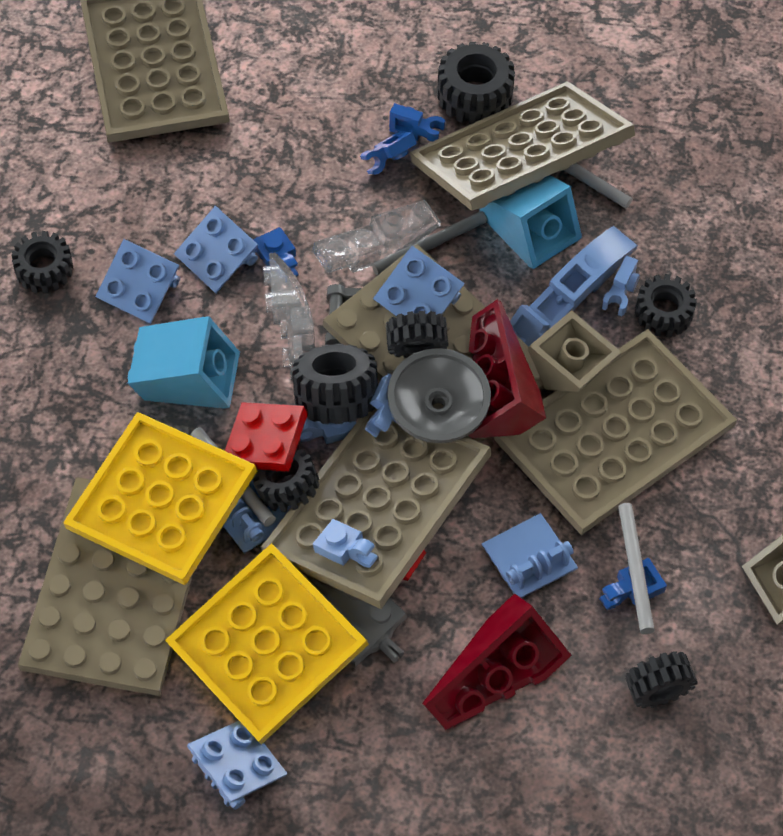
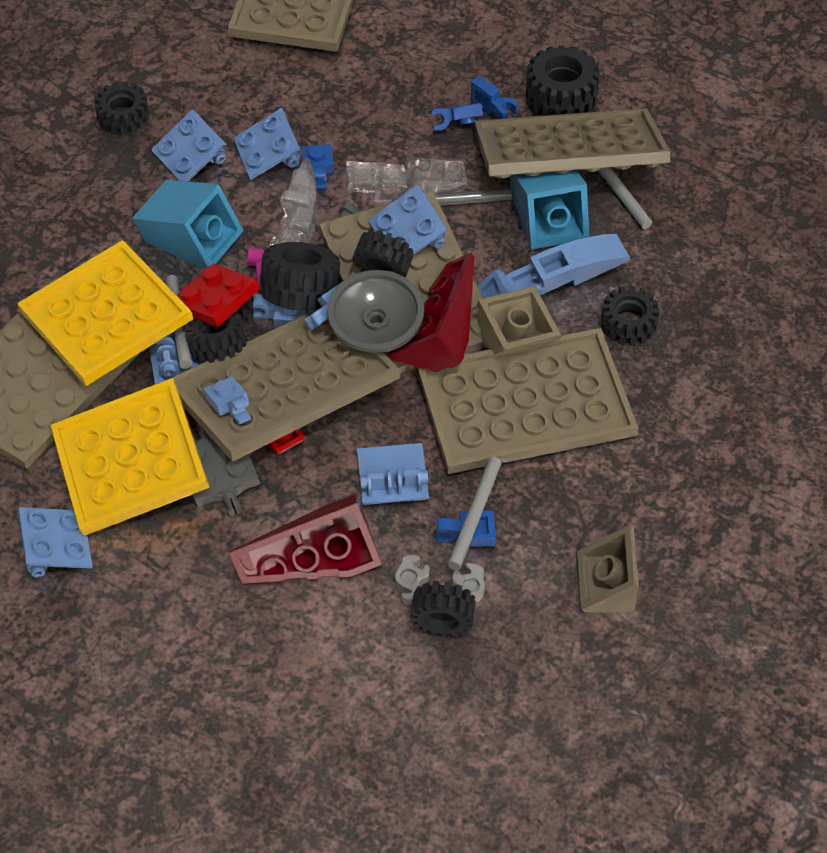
camera: 25 degrees right, 5 degrees down
(273, 377) = (255, 259): none -> dark pink hand
(604, 657) = (409, 577): none -> light grey helmet
(624, 281) = (599, 285): medium blue plate -> none

